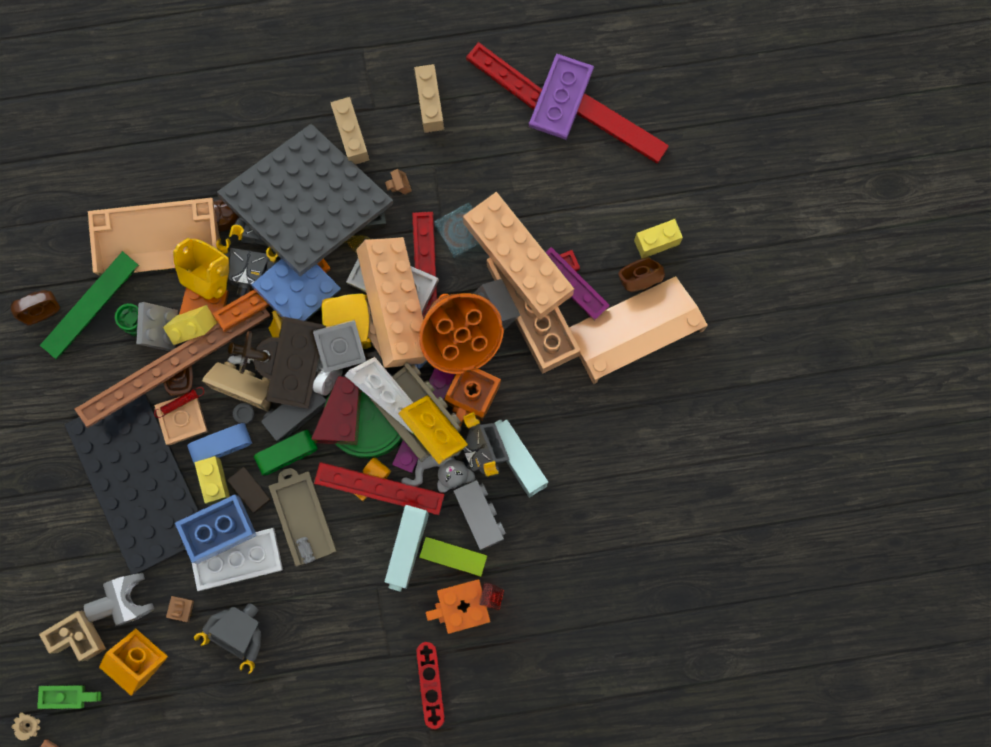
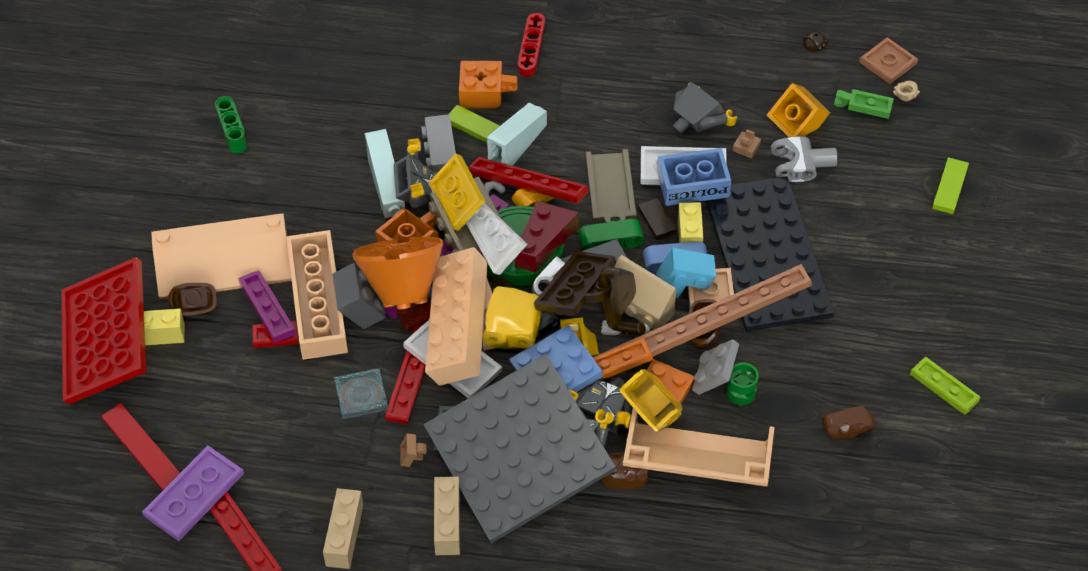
camera: 165 degrees left, 25 degrees down
(74, 632) = (850, 140): tan brick -> none
(89, 305) = (786, 413): green tile -> none
(178, 402) = (714, 294): red piece -> none
(190, 325) = (679, 353): light yellow brick -> none
(203, 416) = (687, 268): none -> medium azure brick
(305, 550) = (614, 158): light grey piece -> none
(339, 346) = (525, 280): light grey plate -> none
(491, 596) = (452, 71): clear red tile -> none
(518, 255) = (312, 322): light nougat brick -> none
(702, 213) = (103, 331): none -> red plate
(703, 489) = (231, 124): none -> green beam

